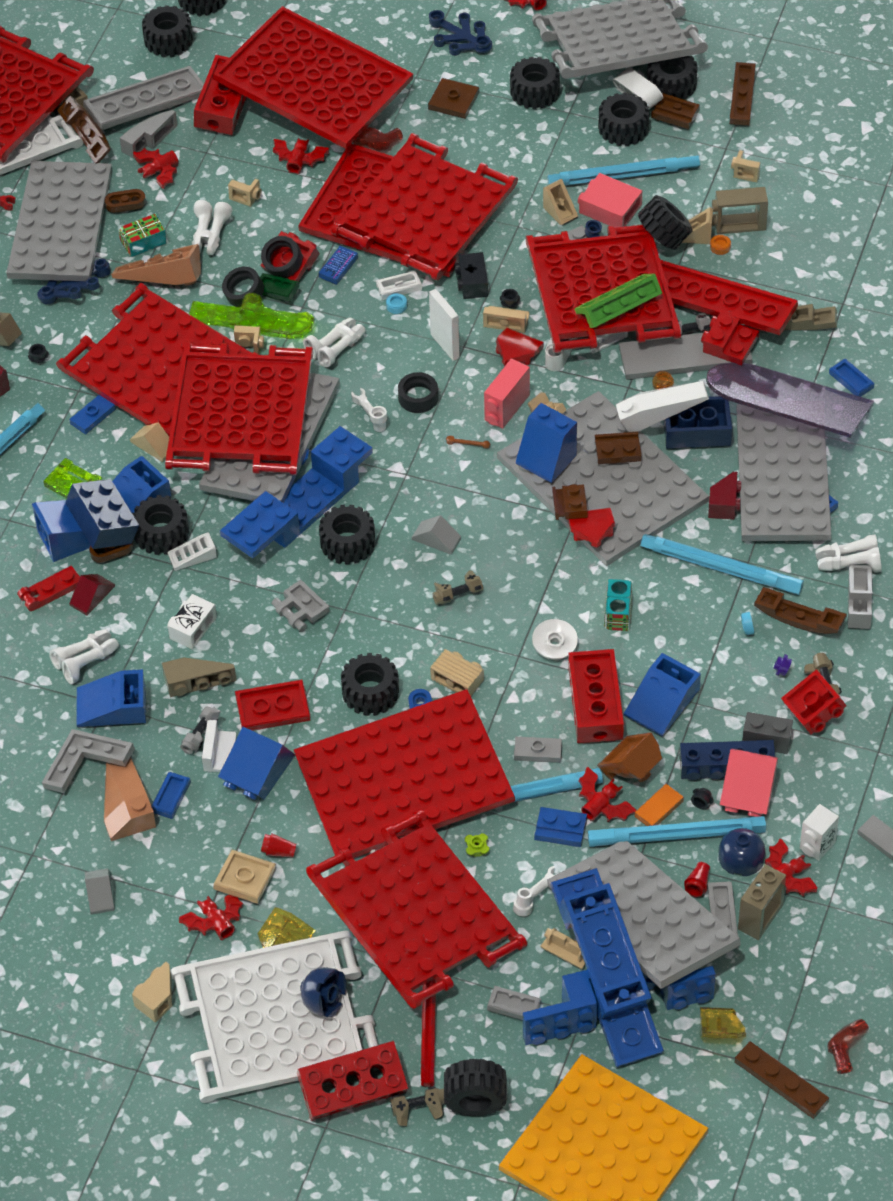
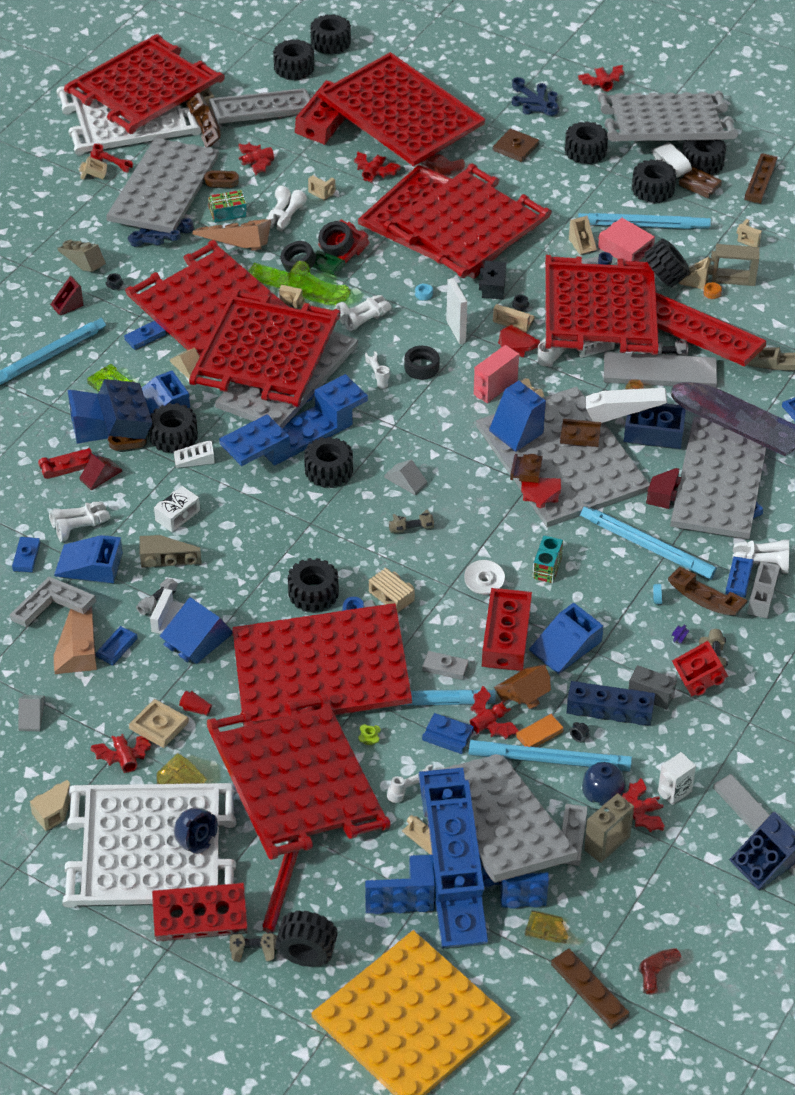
camera: 10 degrees right, 5 degrees down
(37, 707) = (26, 554): none -> blue plate
(148, 133) = (256, 131): light grey slope -> none
(272, 705) = (226, 588): red tile -> none
(305, 601) = (277, 508): light grey plate -> none
(338, 265) = (383, 255): blue tile -> none
(399, 285) = (432, 277): white tile -> none
(451, 440) = (439, 404): dark orange hinge -> none
(511, 1002) = (359, 871): light grey plate -> none
(620, 299) = (611, 315): bright green fence -> none
(697, 881) = (556, 801): red cone -> none
(729, 339) = (699, 363): red plate -> none
(748, 782) = (623, 724): coral brick -> none
(830, 586) = (739, 576): none -> blue plate

